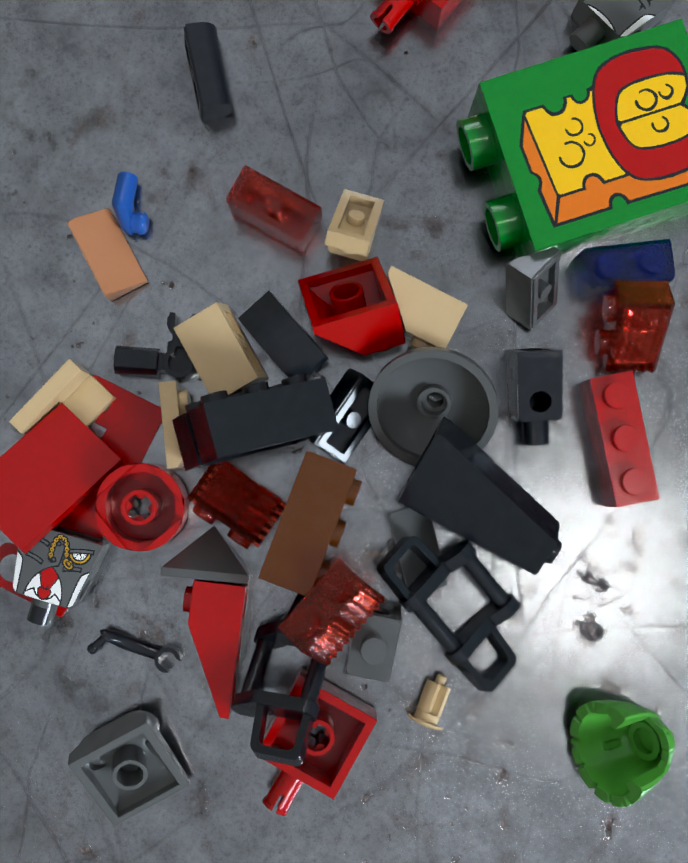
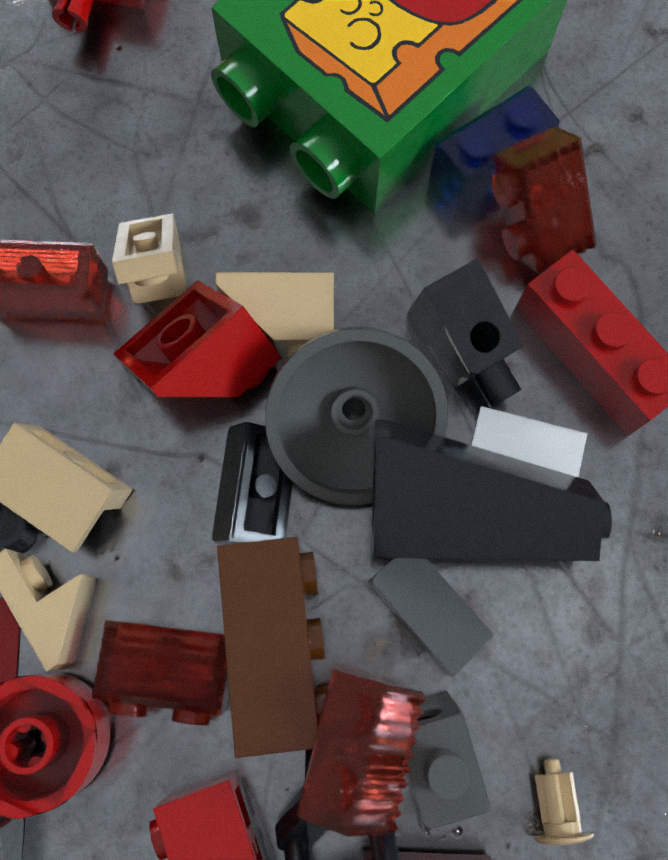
camera: 25 degrees left, 10 degrees down
(209, 559) = (163, 767): dark grey slope -> none
(253, 420) = (127, 546): black piece -> none
(282, 337) = (126, 429): black slope -> none
(481, 626) = (565, 666): black bar -> none
(532, 286) = (398, 214): dark grey slope -> none
(537, 477) = (530, 440): none -> white sticker

